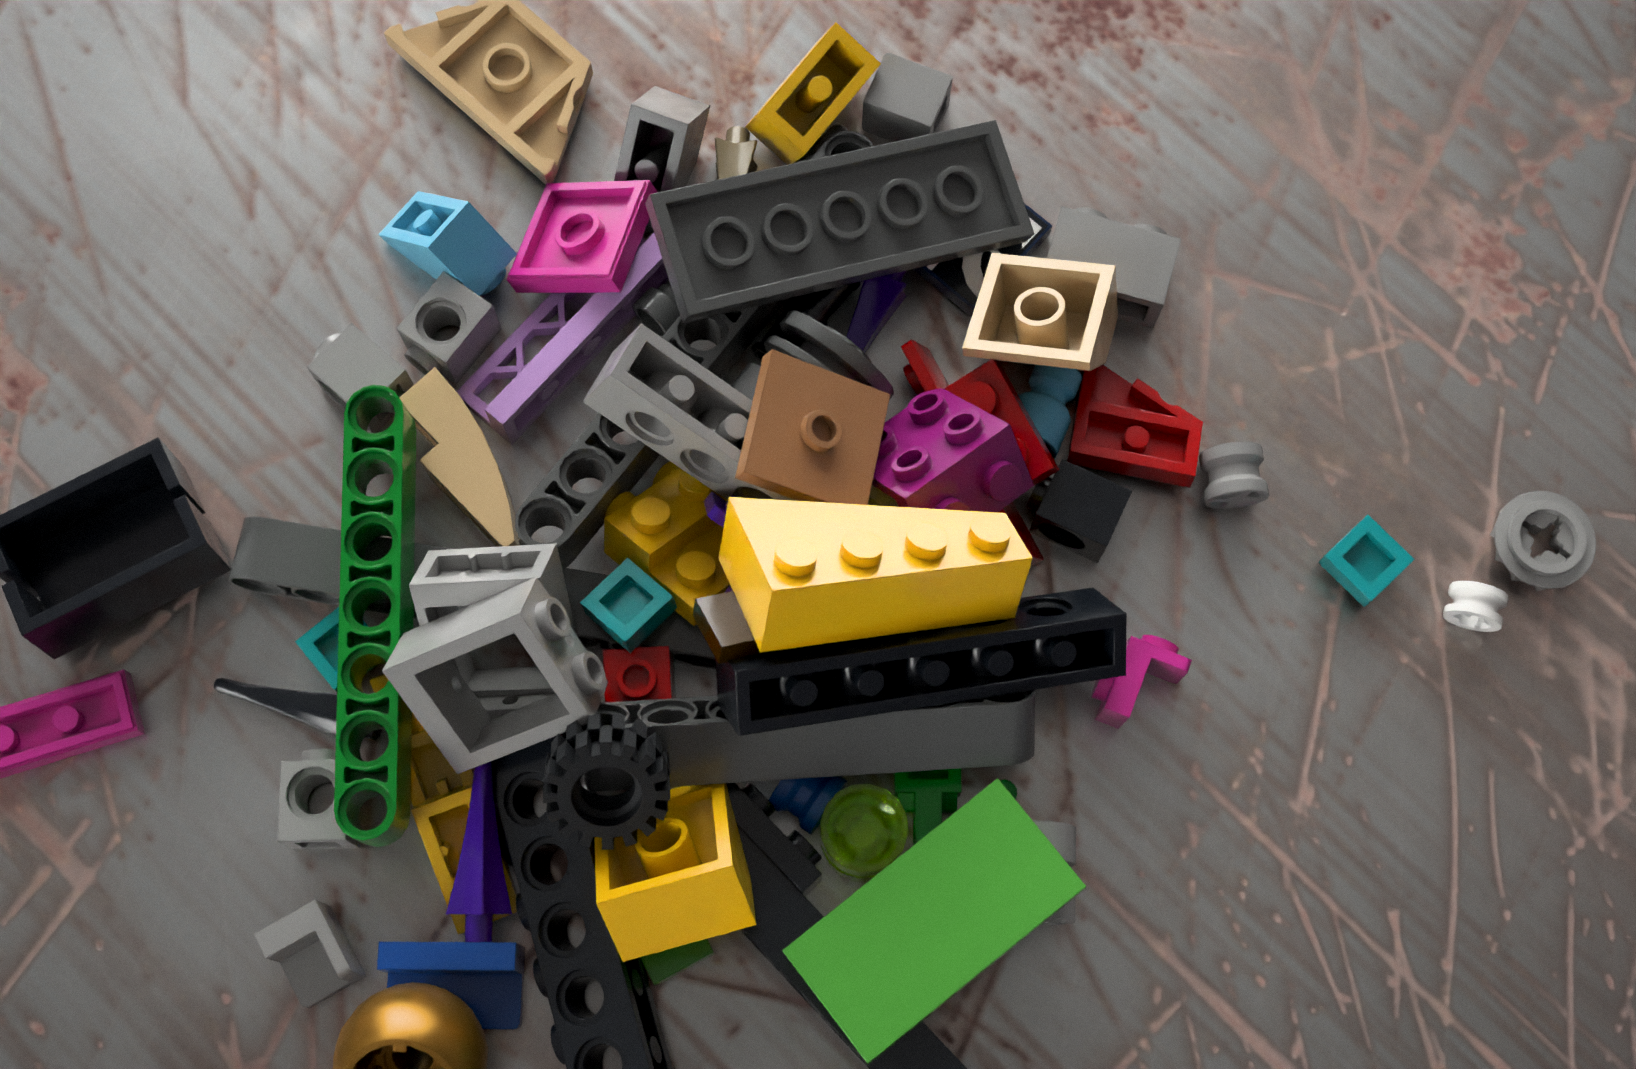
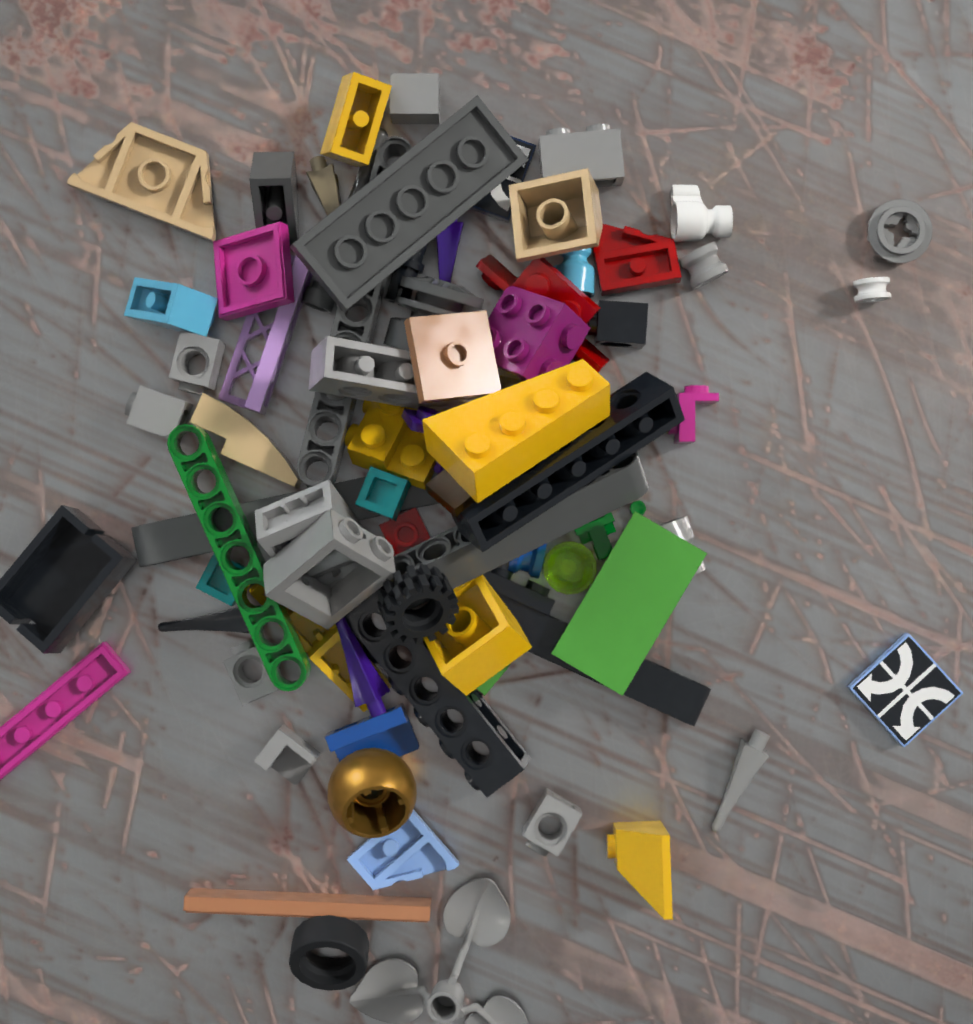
camera: 20 degrees left, 15 degrees up
(1241, 406) = (691, 218): none -> white piece
(1366, 560) = (799, 286): teal plate -> none

